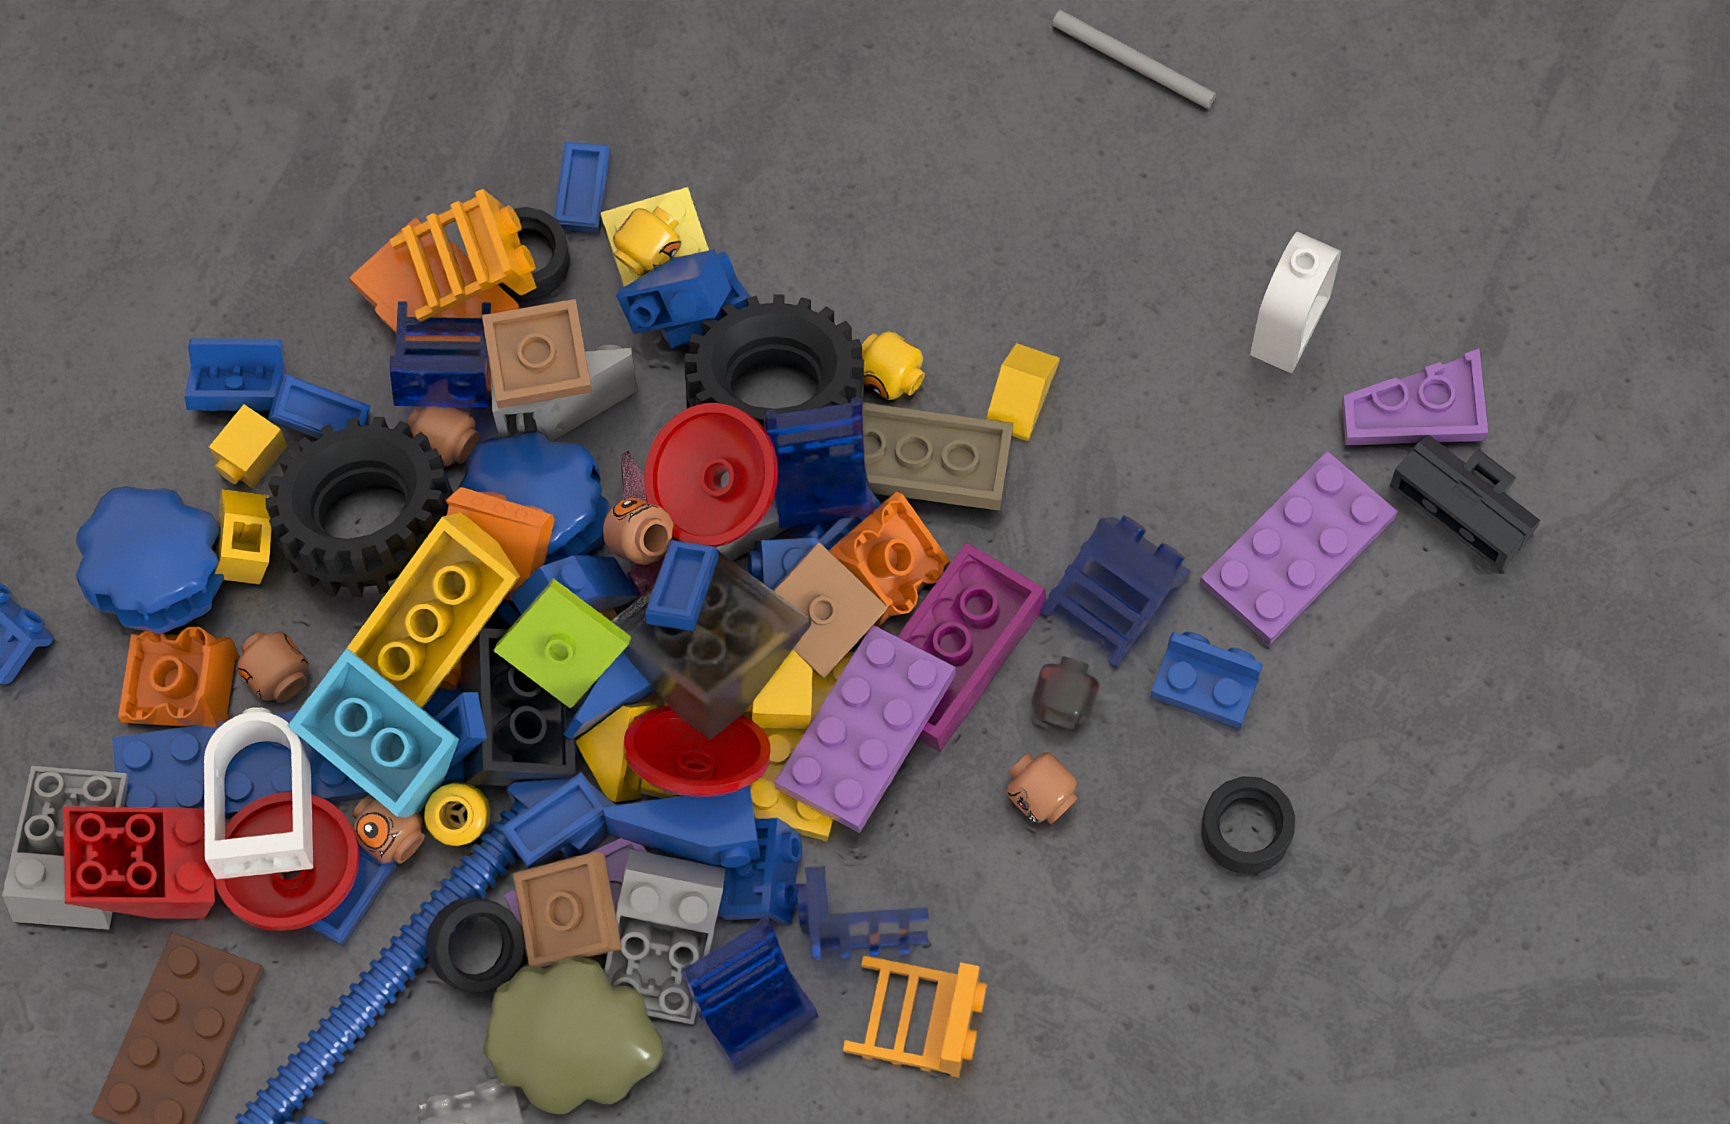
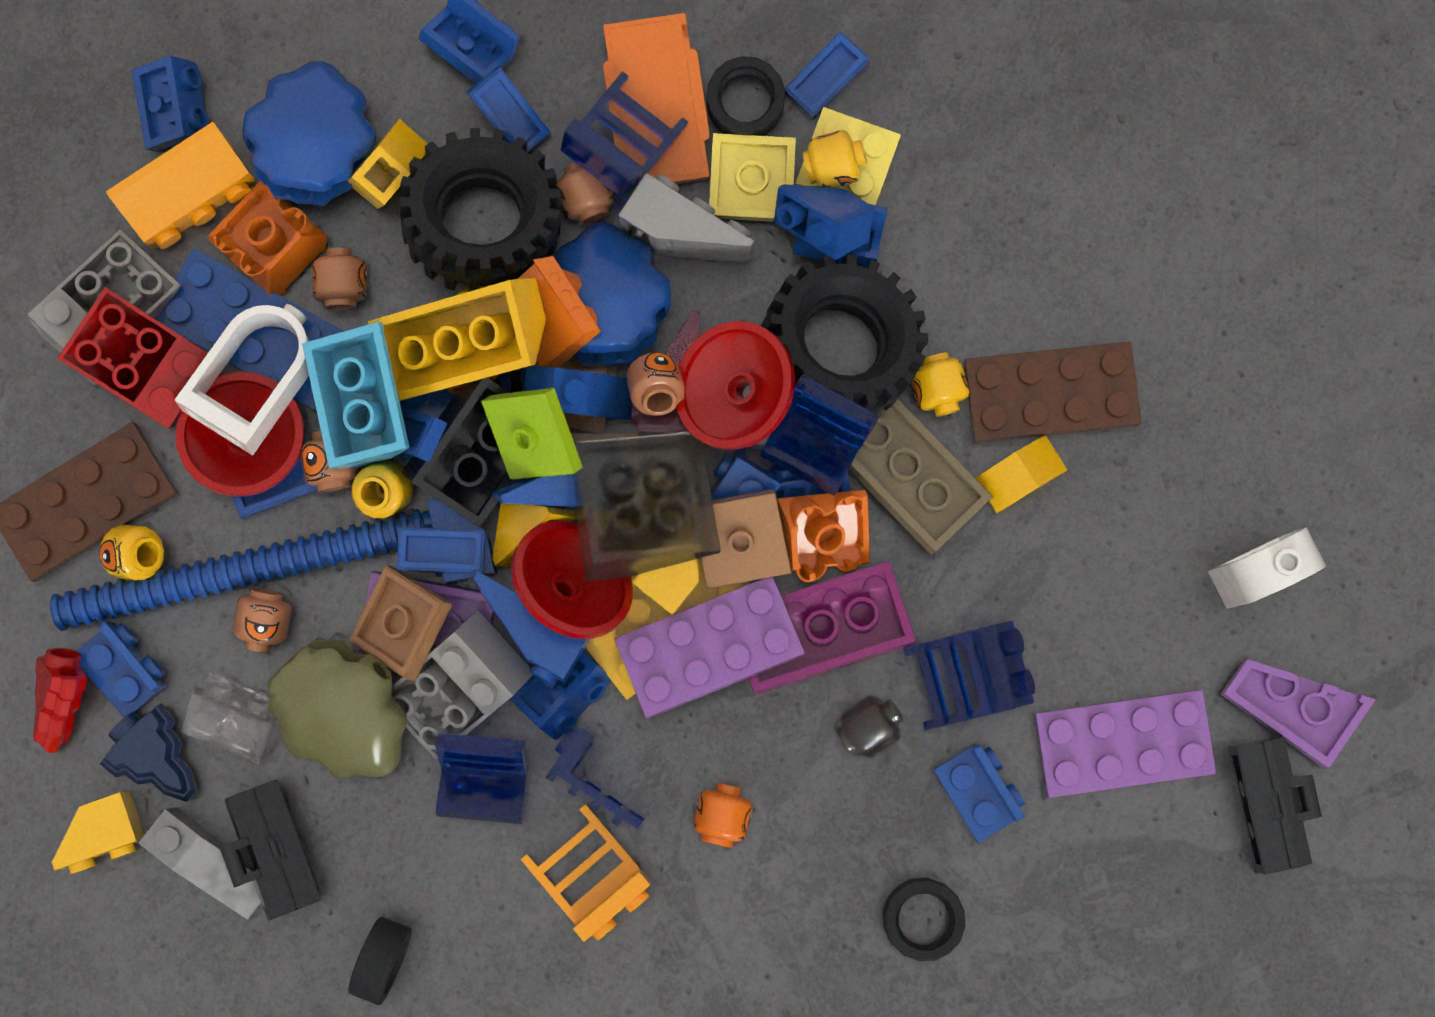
camera: 35 degrees right, 15 degrees up
(65, 685) = (182, 187): none -> light orange slope
(247, 447) = (439, 100): yellow brick -> none
(262, 1043) = (131, 552): none -> yellow head
(433, 1014) = (262, 619): none -> nougat head
(491, 244) = (717, 80): light orange plate -> none
(511, 950) = (324, 565): black tyre -> none
(536, 353) = (679, 196): medium nougat plate -> none
(597, 305) = (748, 175): none -> light yellow plate
(681, 585) = (651, 452): blue tile -> none
(993, 304) = (1052, 392): none -> reddish brown plate
(996, 870) = (722, 815): none -> orange head
(1041, 787) = (800, 781): nougat head -> none
(1134, 59) = (1306, 279): light grey bar -> none

